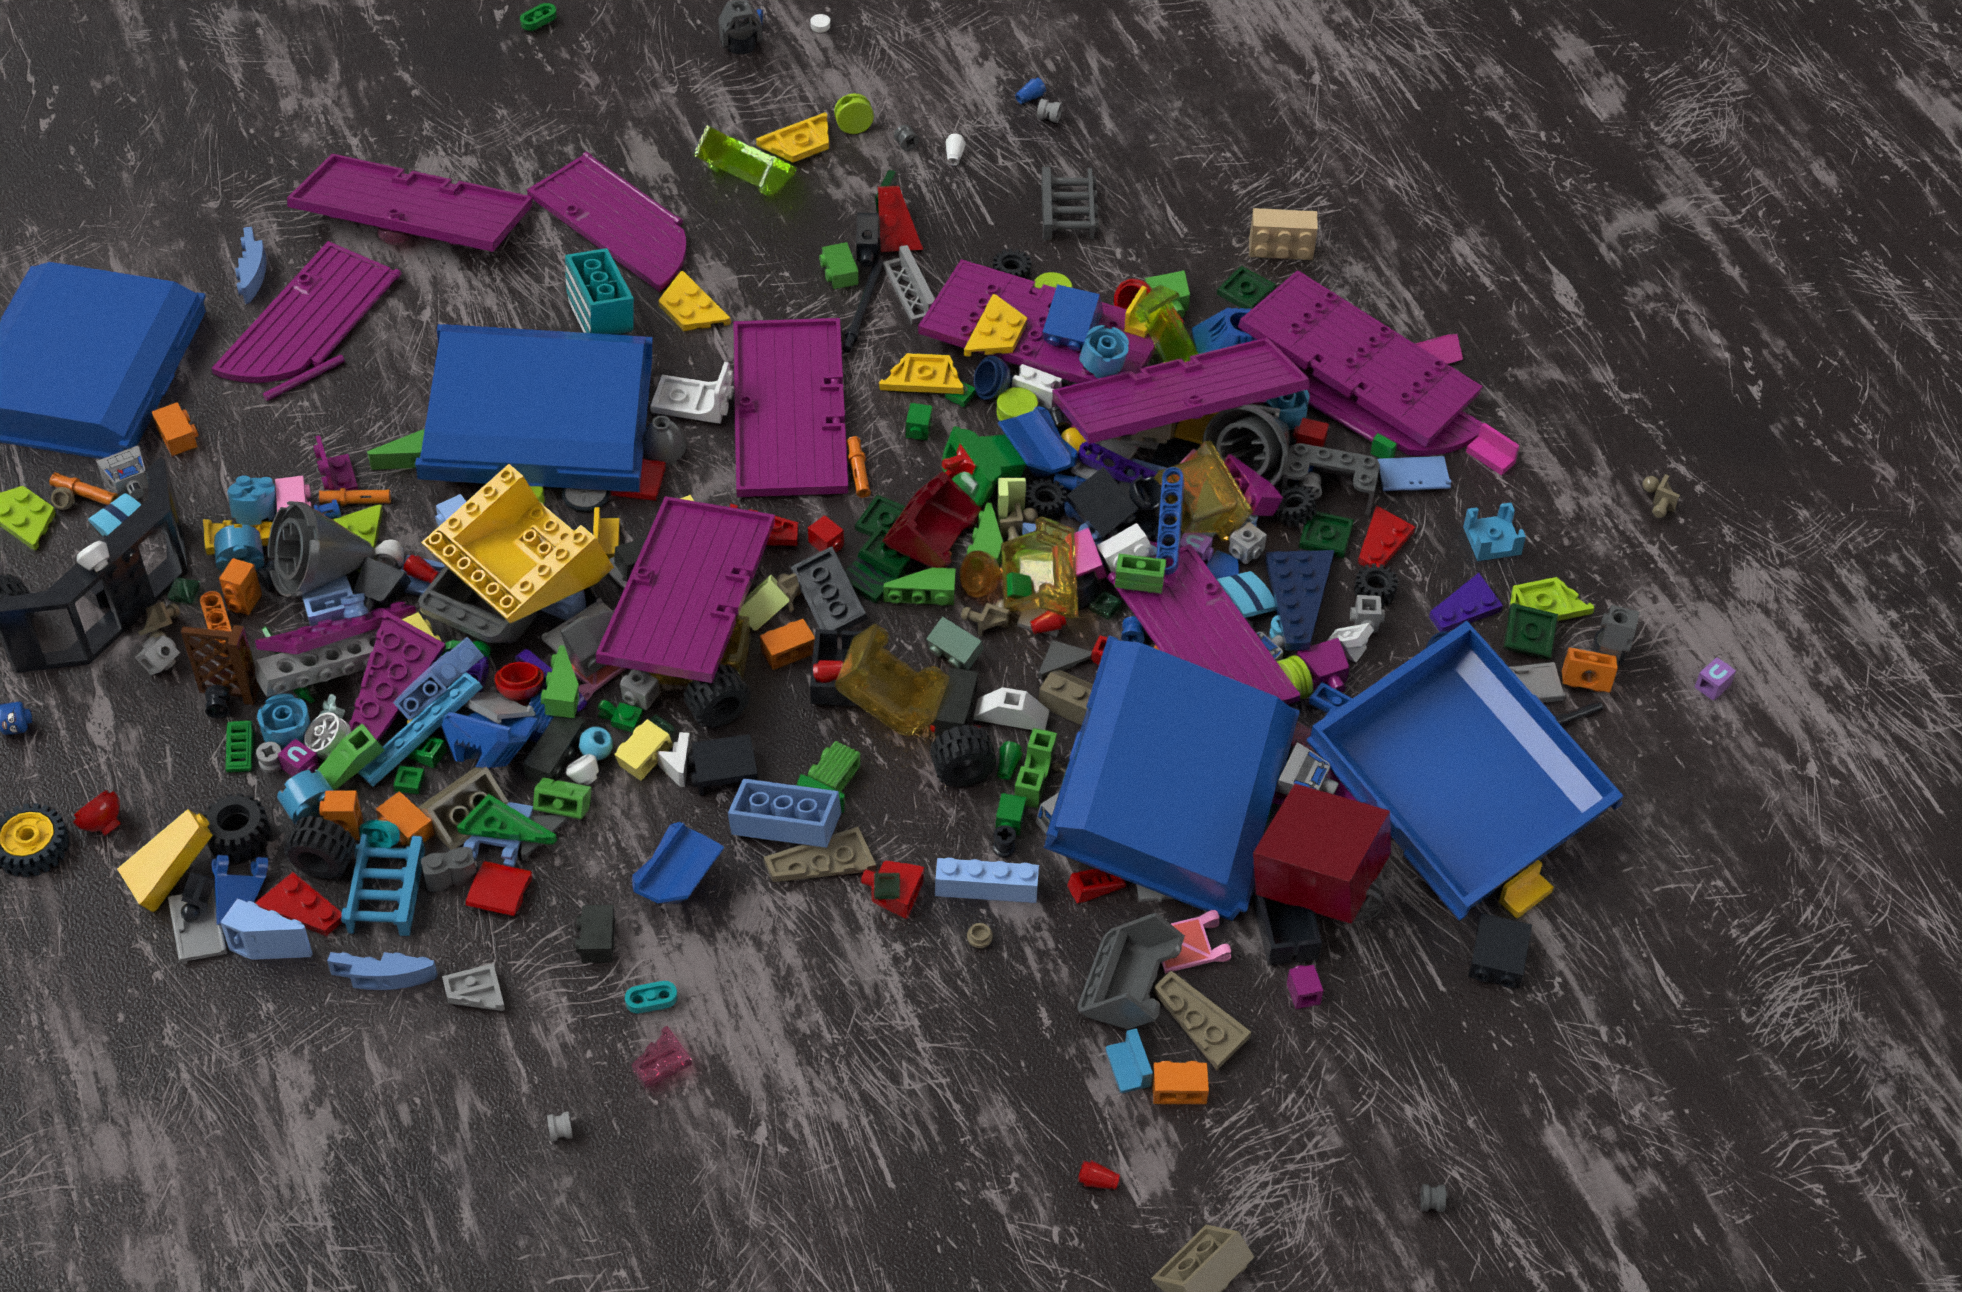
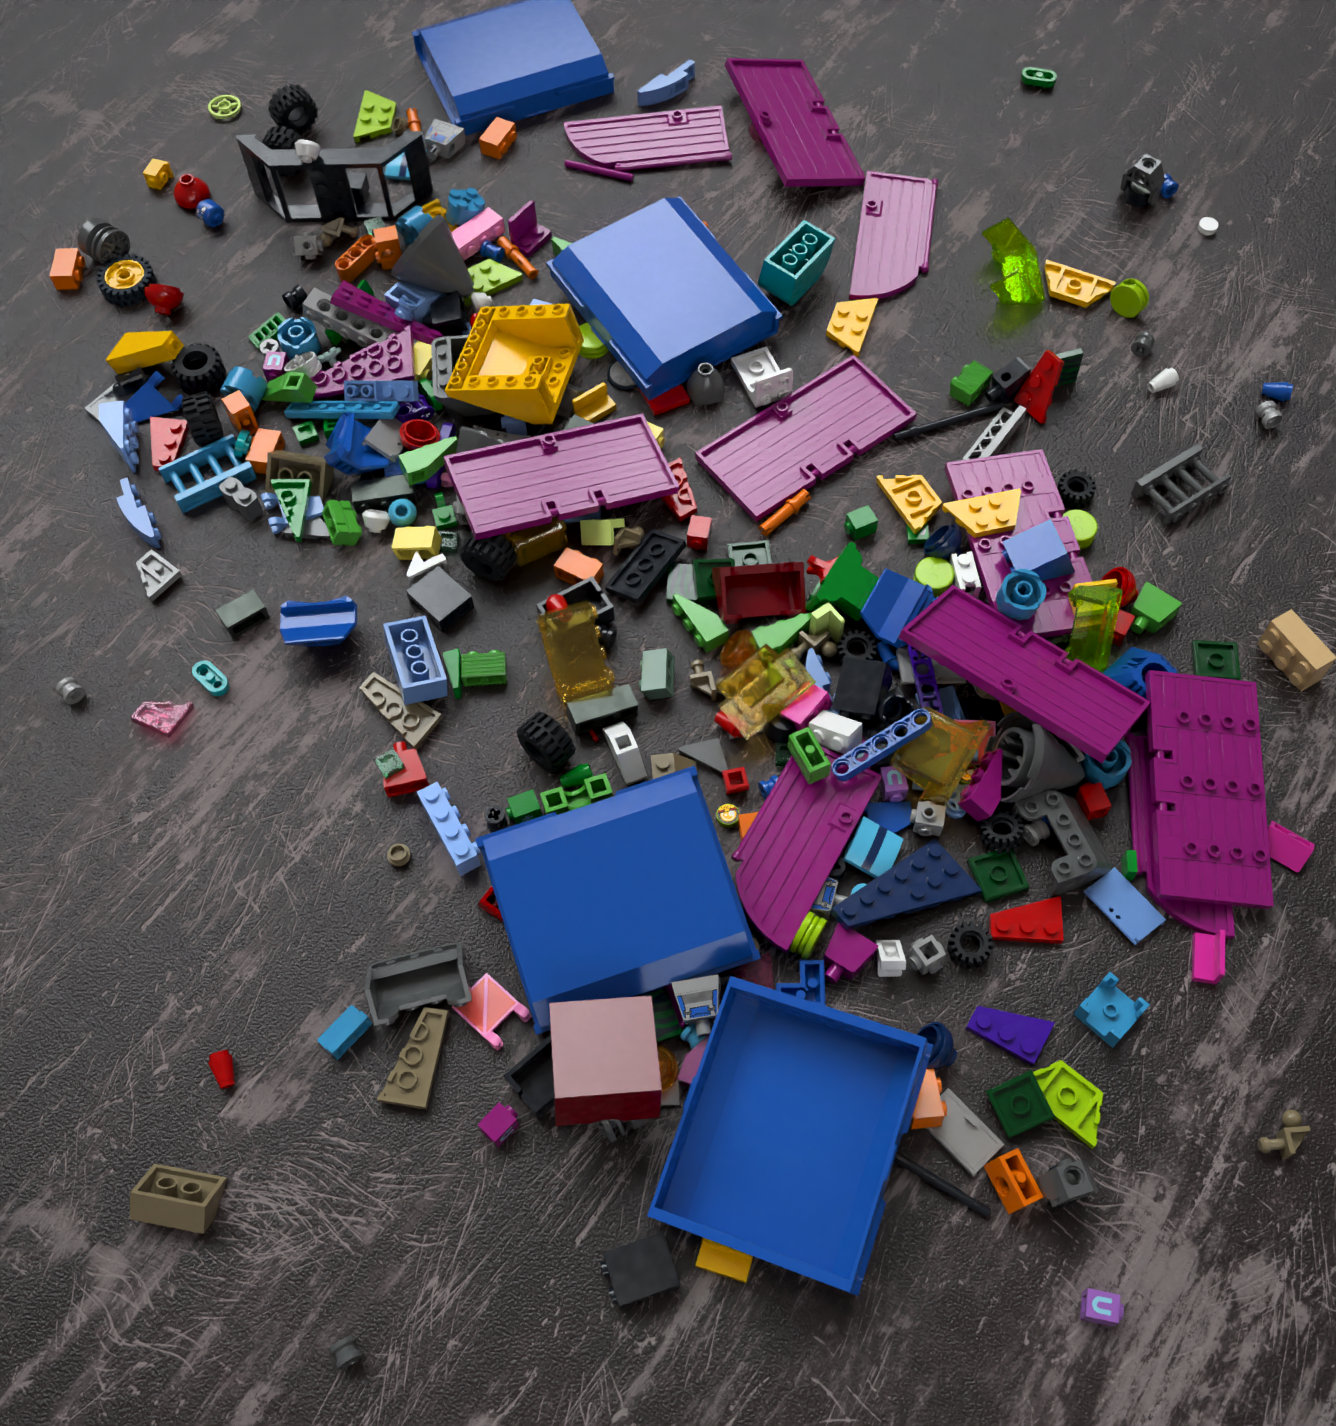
camera: 60 degrees right, 10 degrees up
(240, 660) = (304, 266): reddish brown fence -> none
(498, 888) = (246, 536): red slope -> none
(1018, 585) = (741, 681): green tile -> none
(1180, 1083) = (344, 1080): orange brick -> none

